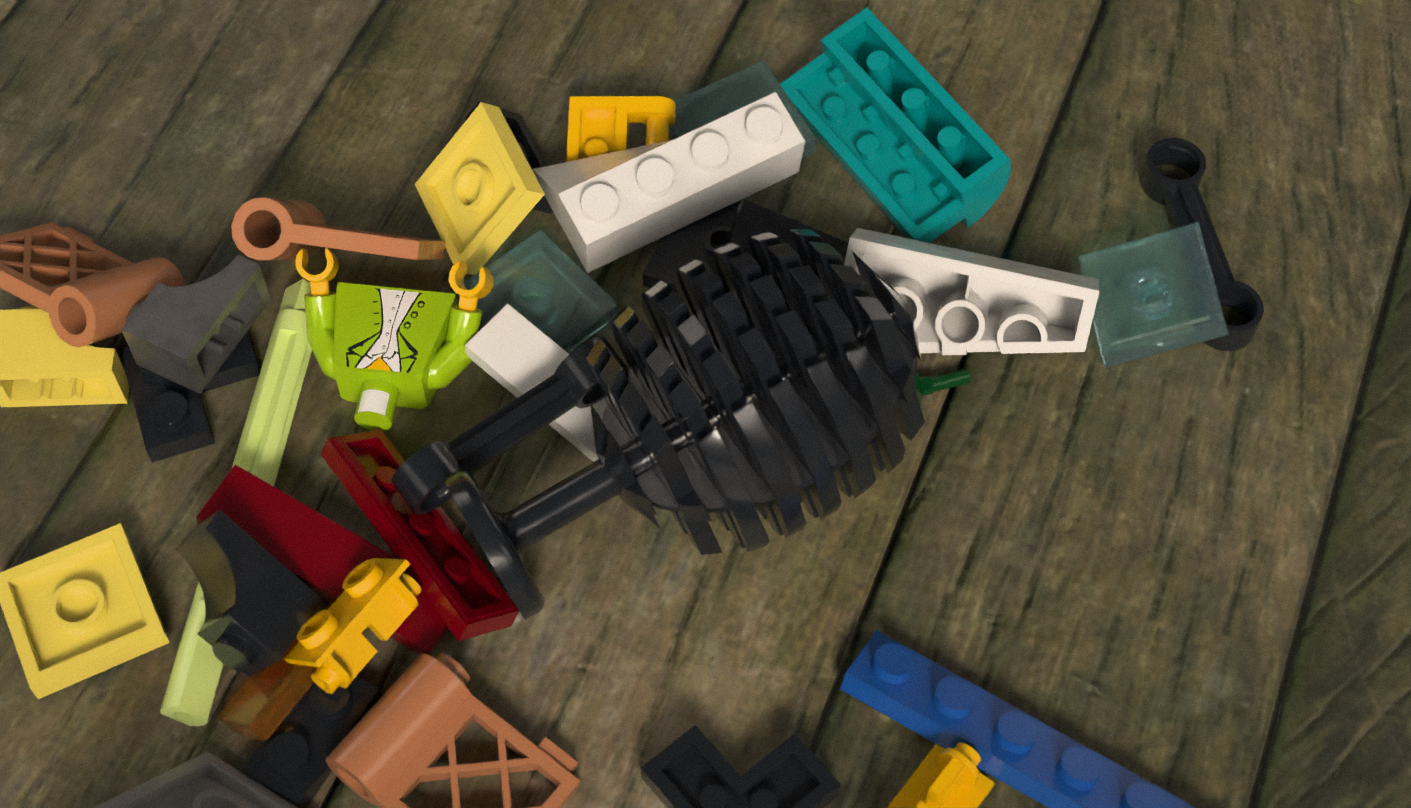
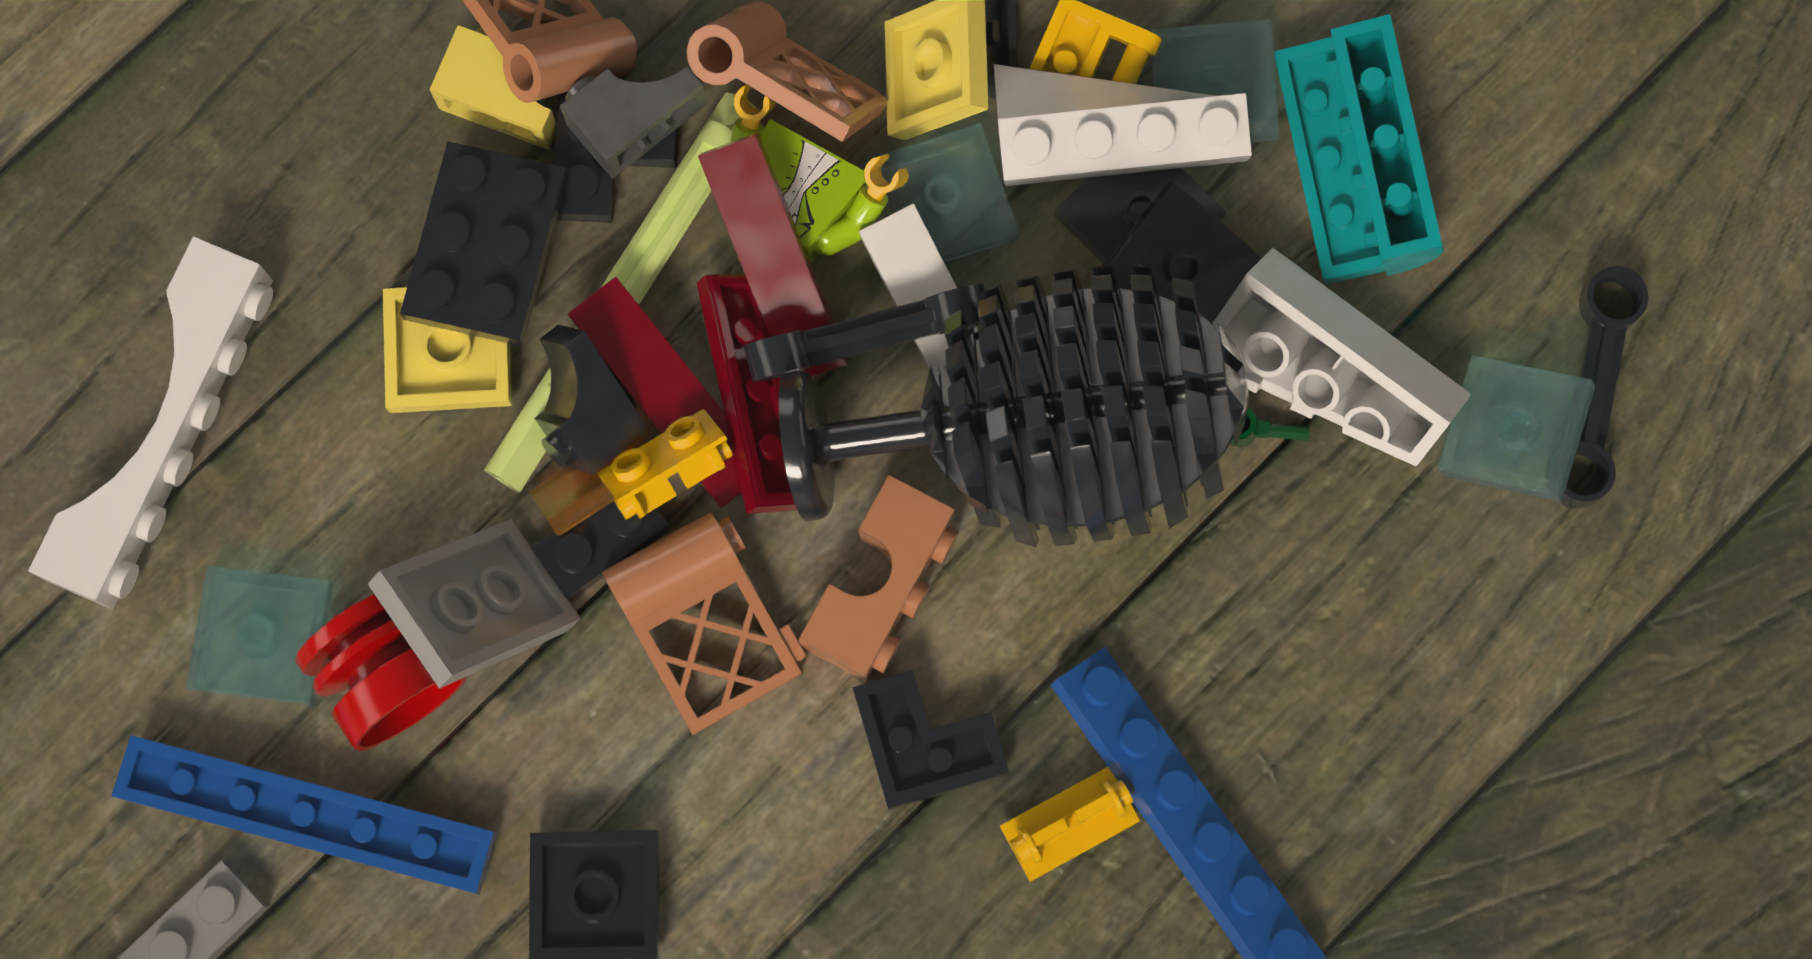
camera: 25 degrees right, 20 degrees up
(86, 495) = (484, 243): none -> black plate
(374, 374) = (766, 239): none -> dark red tile
(617, 710) = (859, 629): none -> nougat arch

